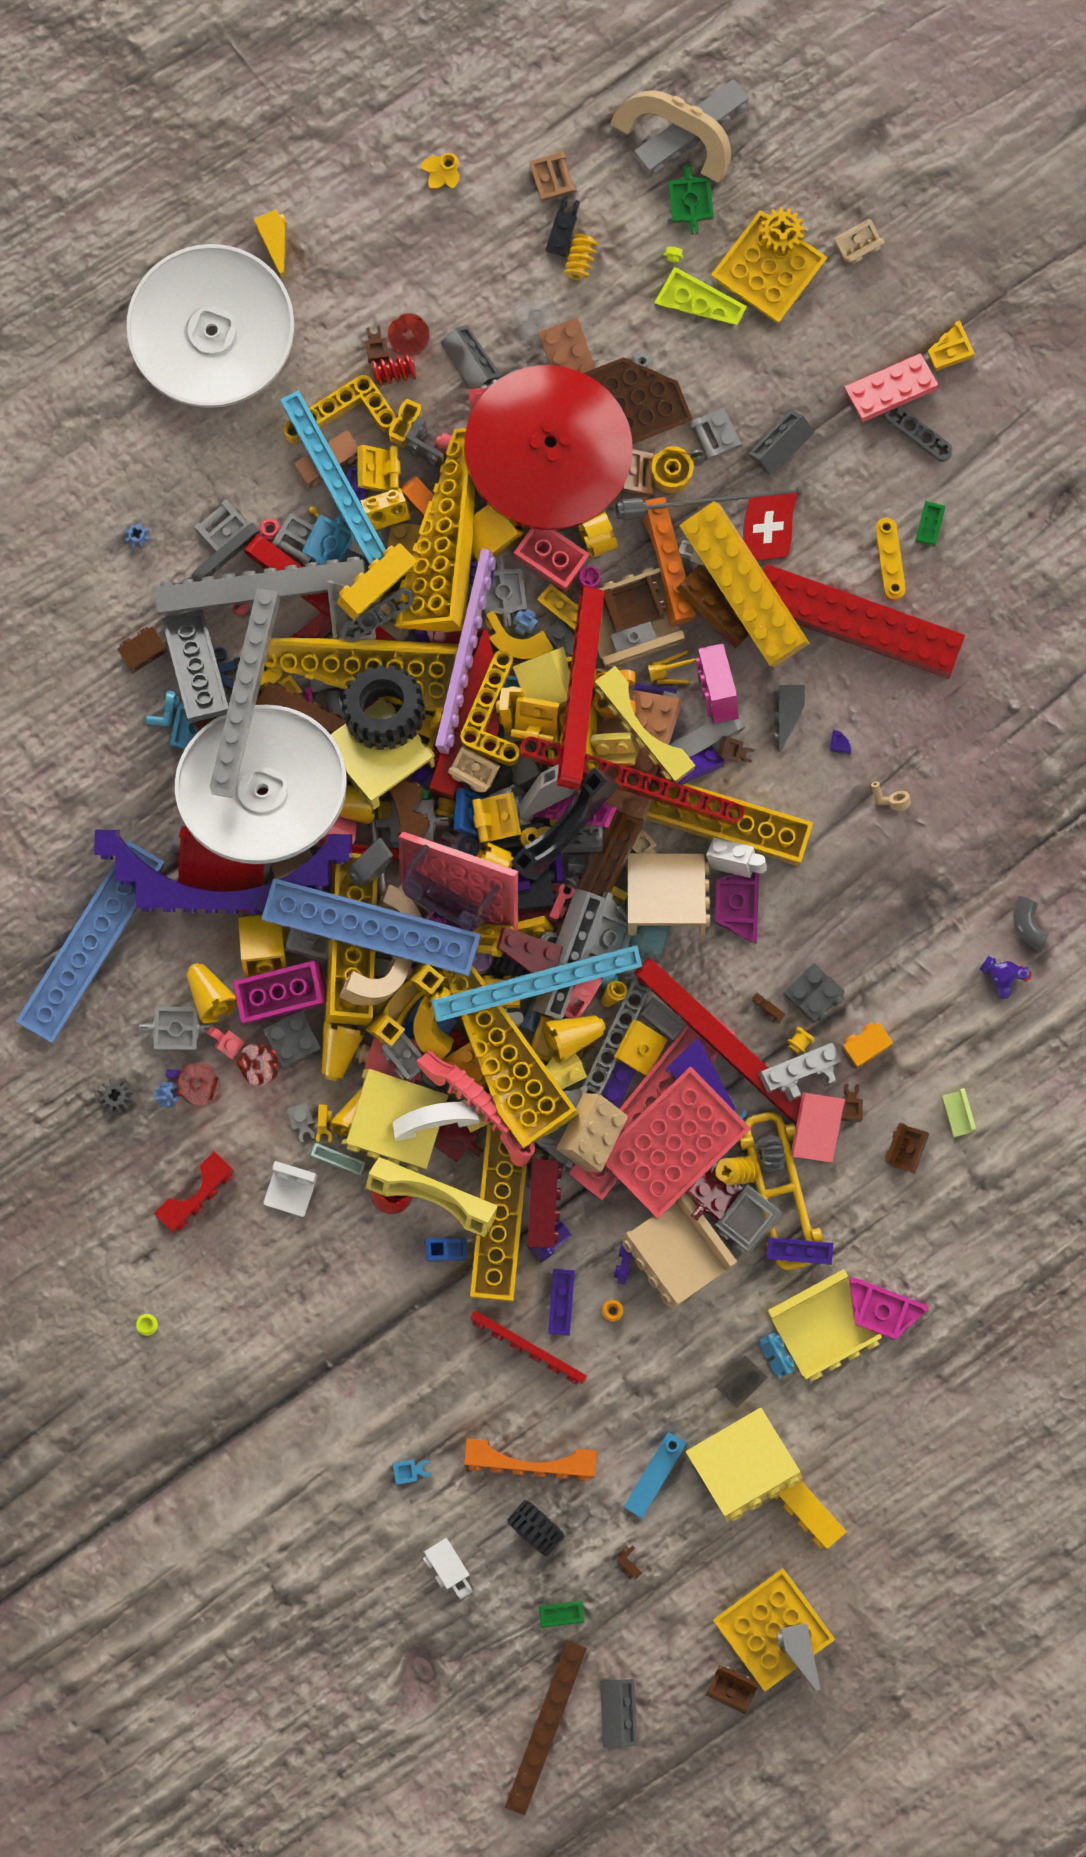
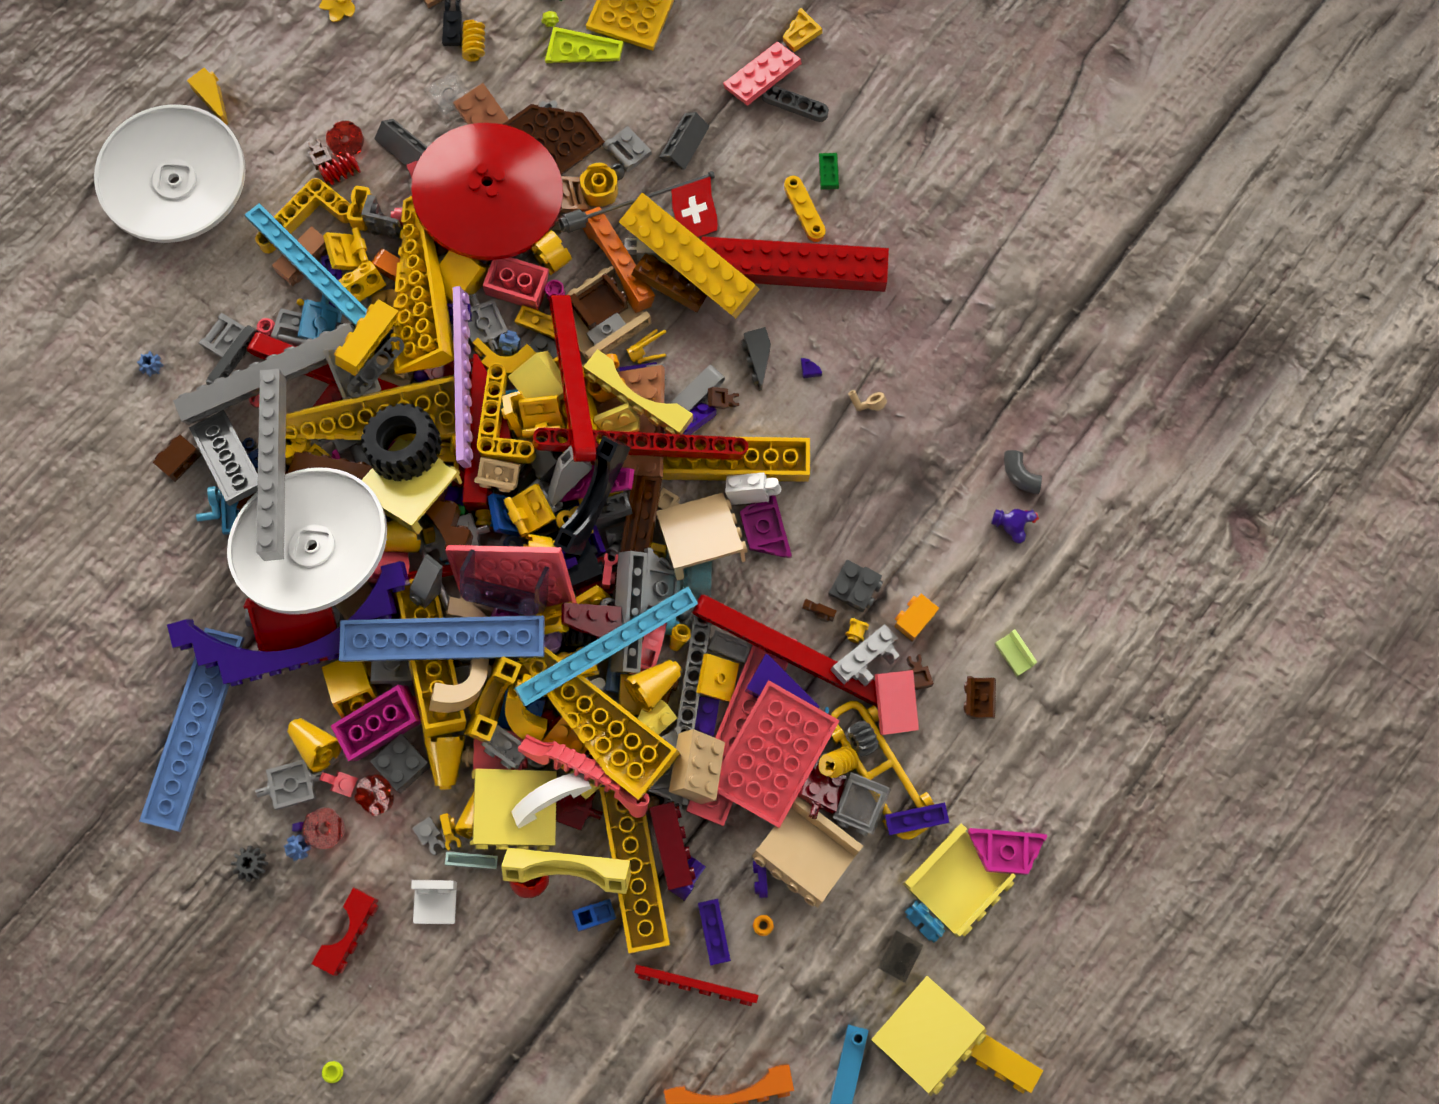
camera: 20 degrees left, 5 degrees down
(717, 684) = (691, 345): brick -> none

